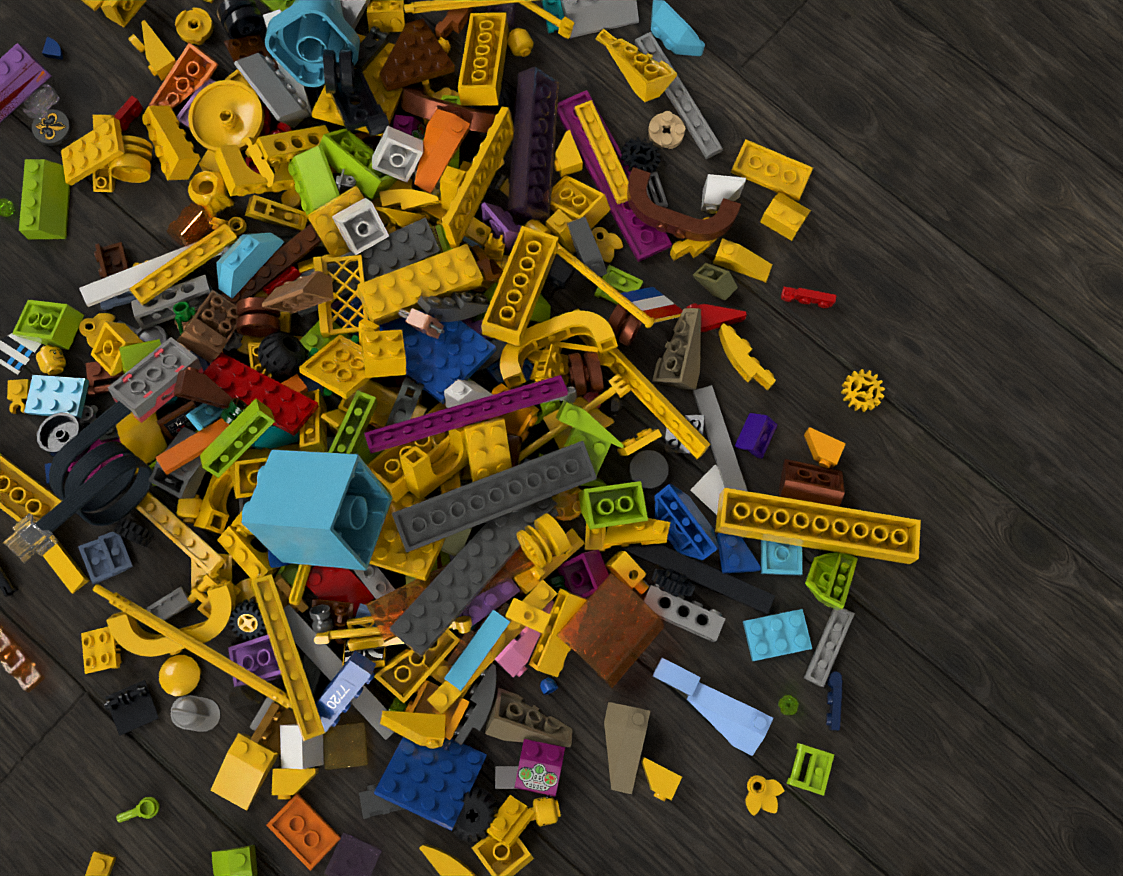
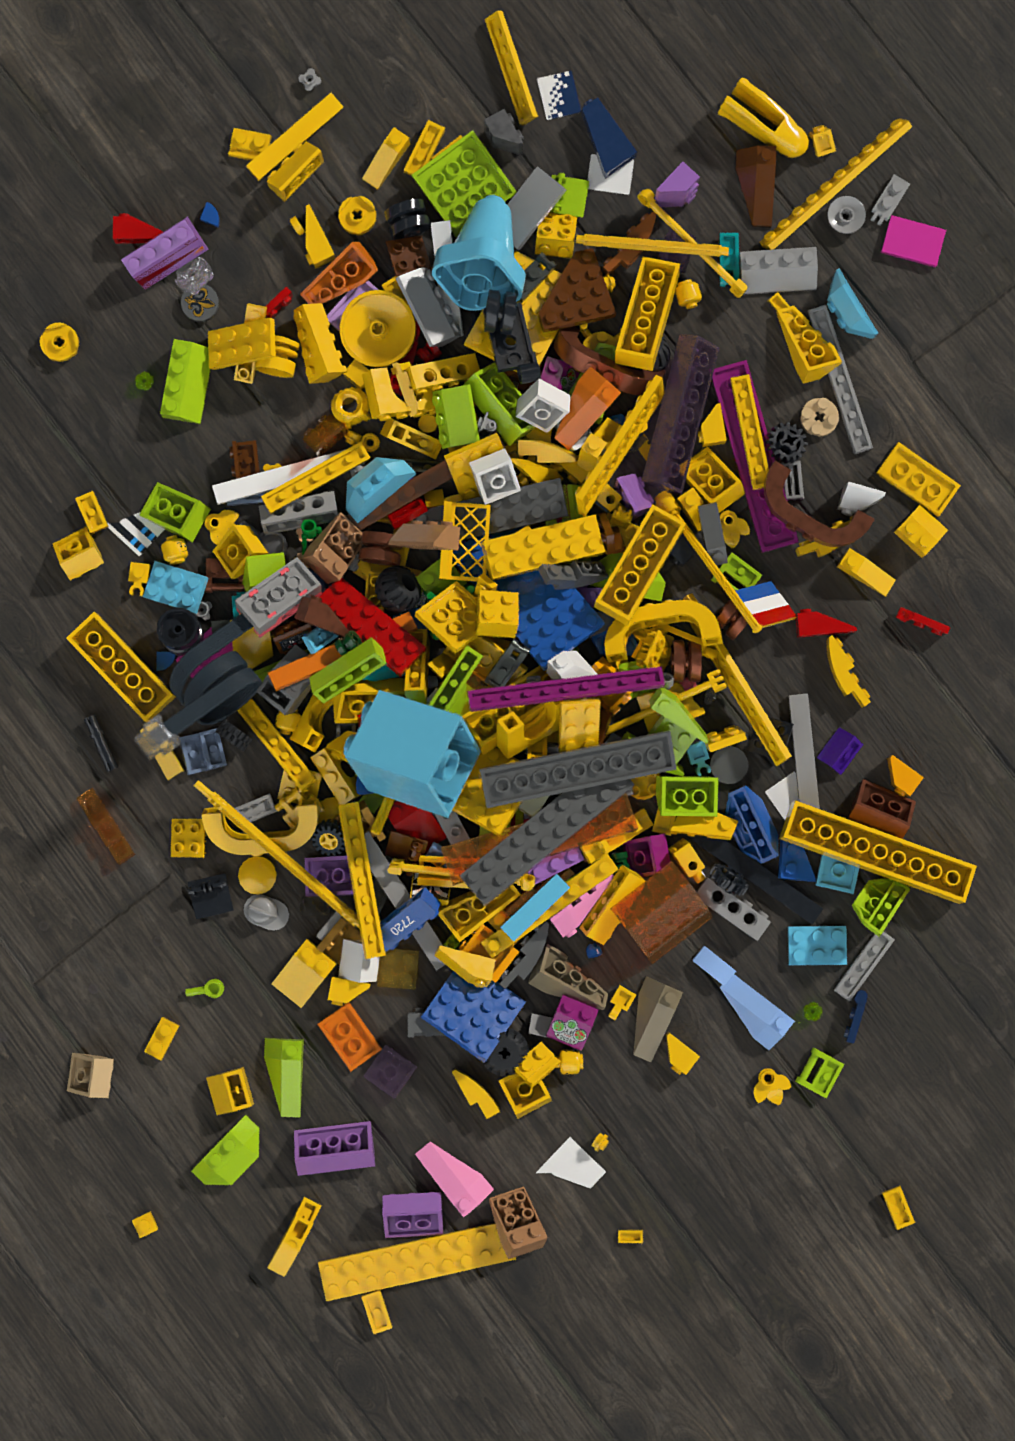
camera: 15 degrees right, 10 degrees up
(321, 618) = (396, 850): dark grey wheel -> none
(423, 322) = (539, 589): nougat piece -> none
(528, 615) = (587, 885): yellow plate -> none
(545, 539) = (610, 823): yellow wheel -> none
(587, 732) = (622, 1000): none -> yellow plate
(615, 464) = (697, 755): none -> medium azure plate
(681, 359) = (784, 660): dark tan wedge -> none
(716, 280) = (834, 588): olive slope -> none
(863, 382) = (953, 719): yellow gear -> none

